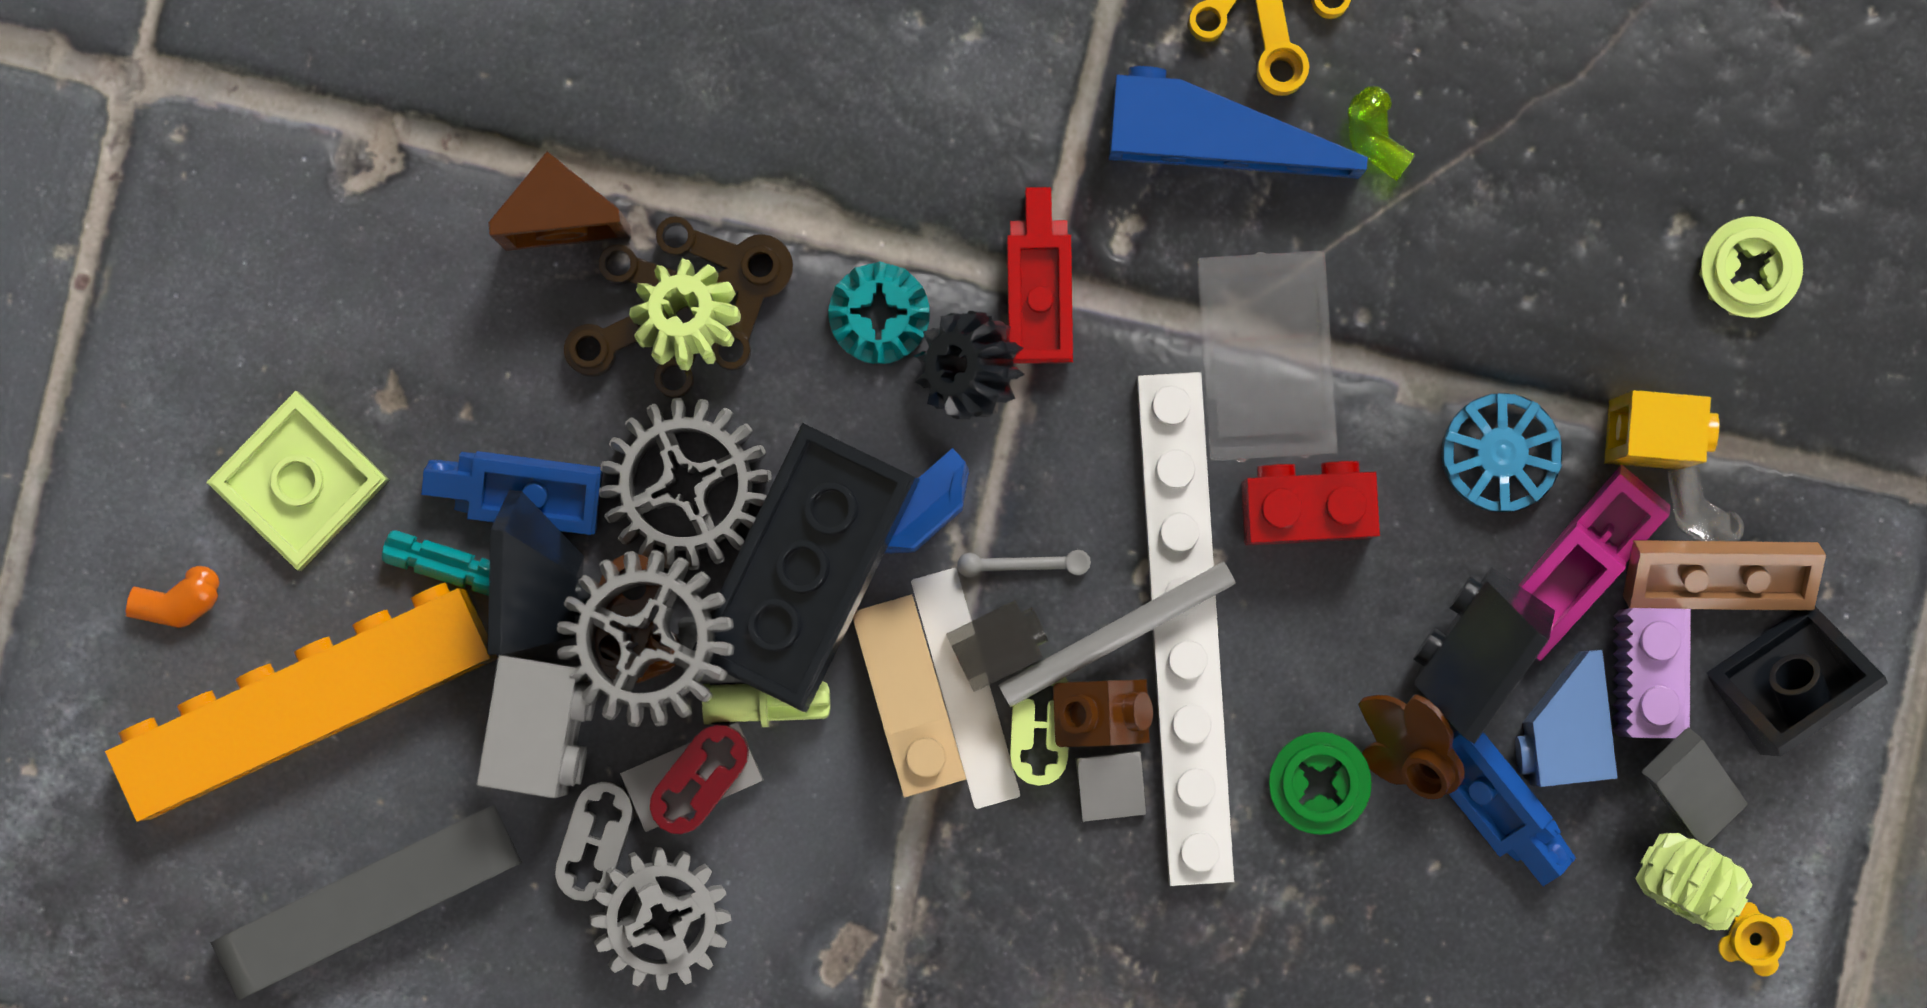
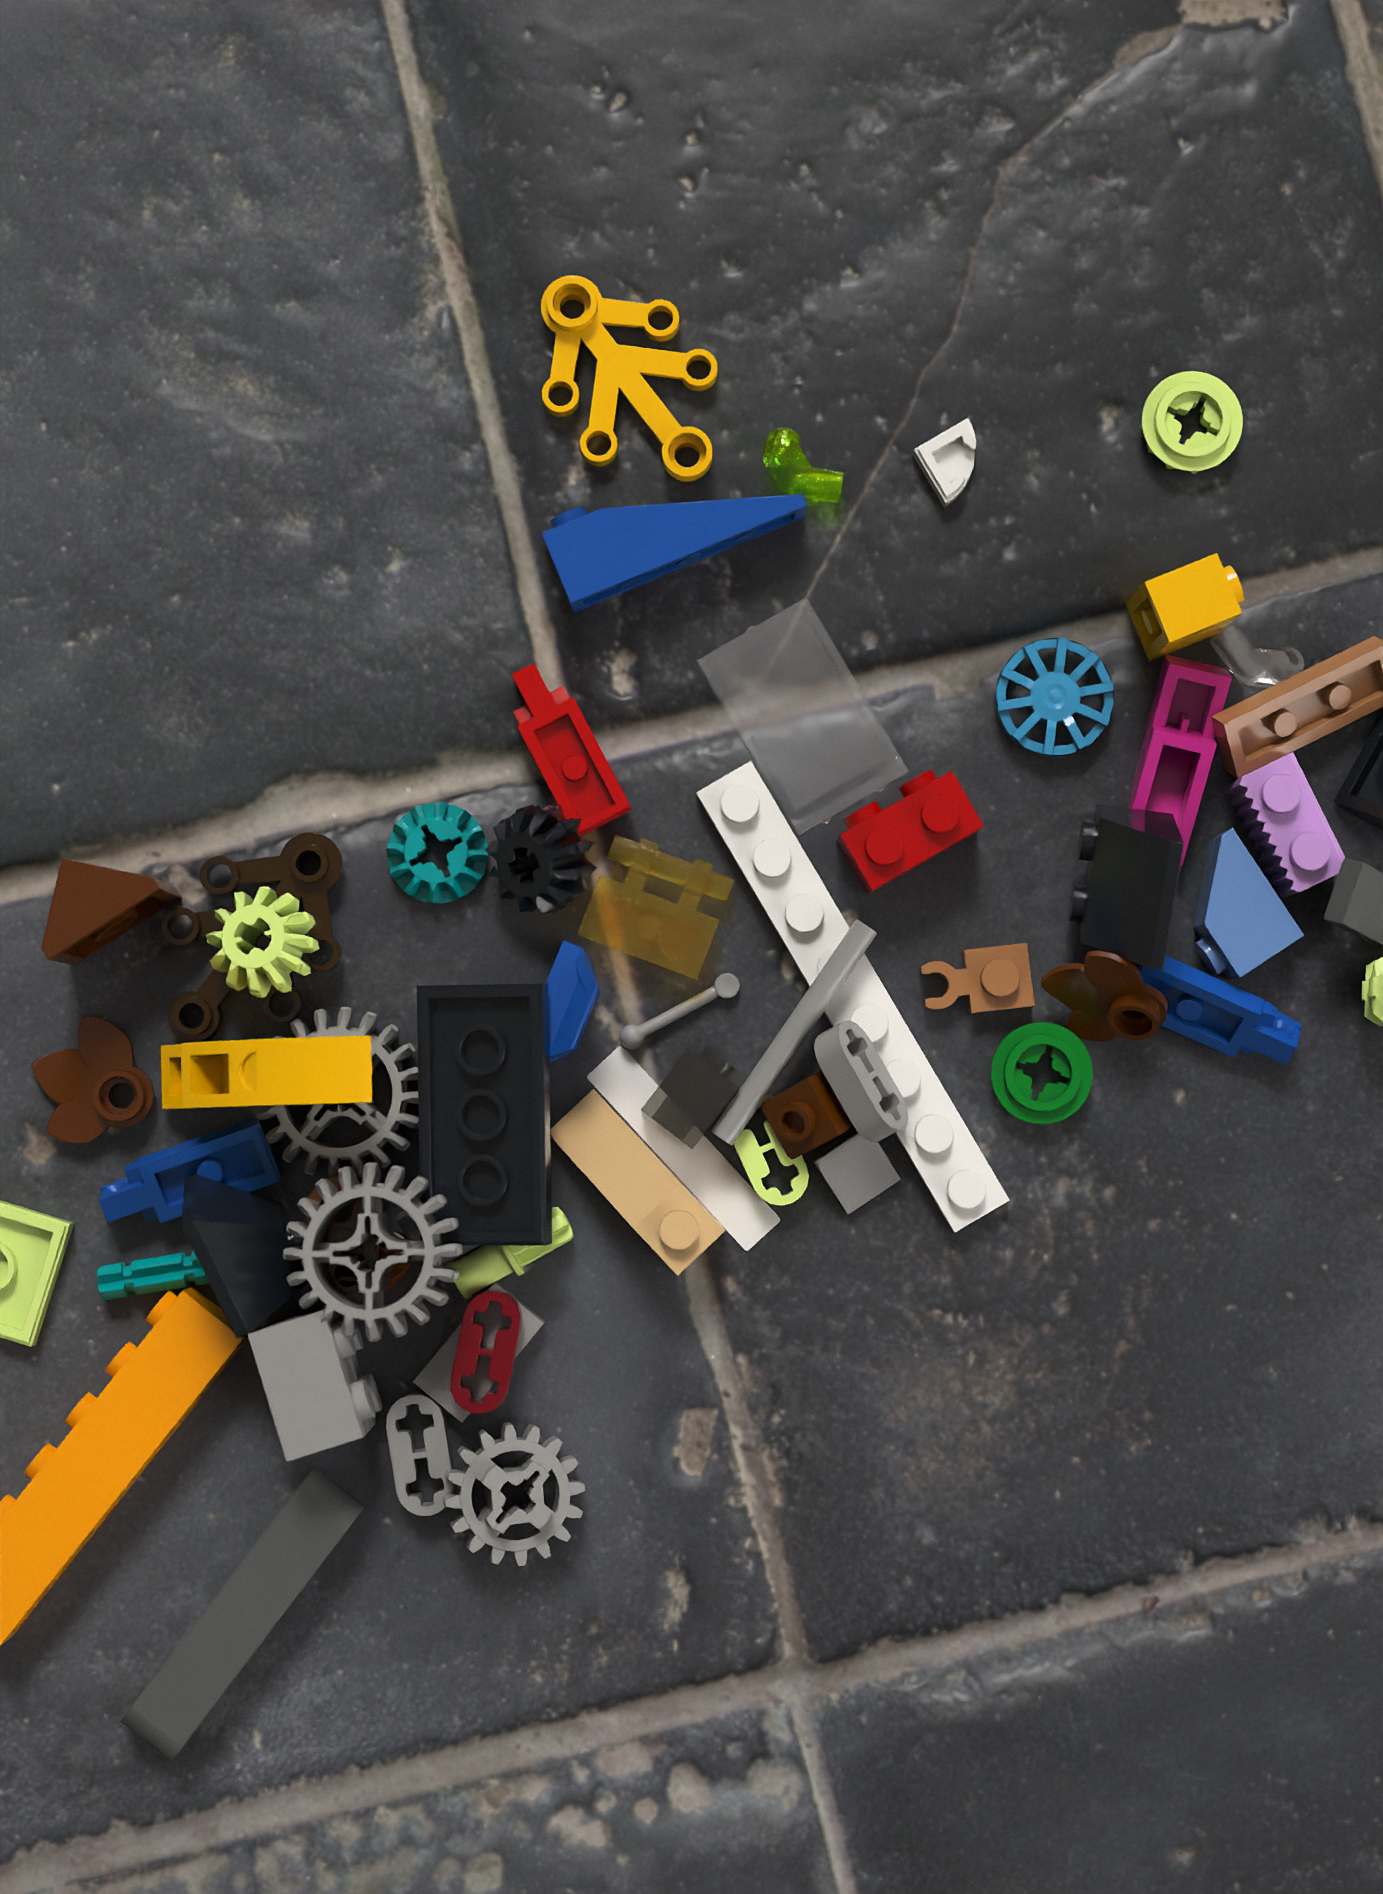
camera: 25 degrees left, 0 degrees up
(465, 357) = (85, 1083): none -> reddish brown plate
(630, 432) = (267, 1072): none -> yellow slope
(1036, 474) = (648, 925): none -> clear yellow plate
(1154, 707) = (861, 1081): none -> light grey beam
(1316, 675) = (990, 979): none -> medium nougat plate
(1515, 192) = (948, 460): none -> white tile

